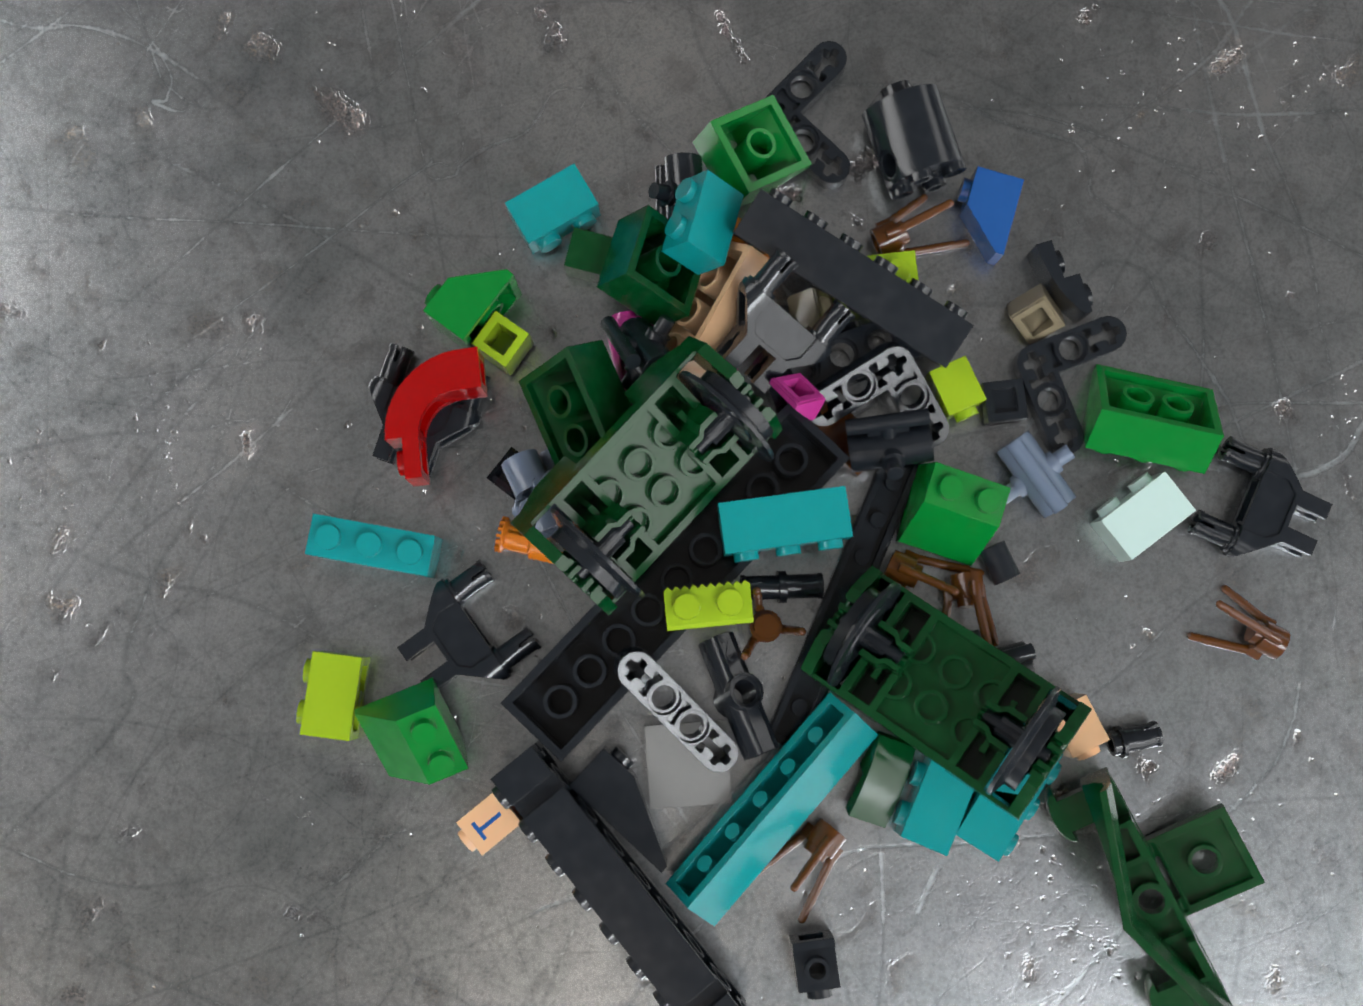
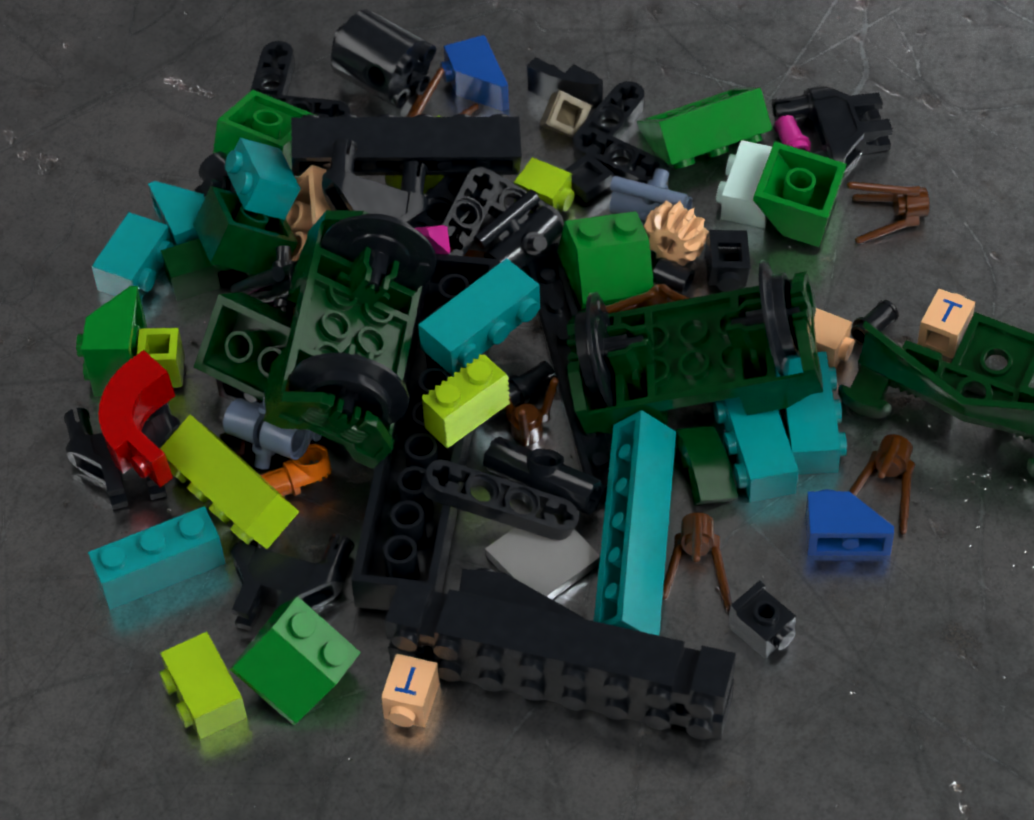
camera: 30 degrees left, 30 degrees down
(470, 523) = (228, 482): none -> lime brick
(622, 190) = (177, 209): none -> teal slope
(947, 921) = (845, 526): none -> blue slope
(1031, 529) = (675, 233): none -> light nougat gear
(1041, 888) = (891, 460): none -> reddish brown plant
(1070, 584) = (727, 266): none -> black brick
(1174, 568) = (799, 192): none -> green slope
(1195, 788) = (945, 322): none -> light nougat brick
(1217, 489) = (791, 134): none -> dark pink pin

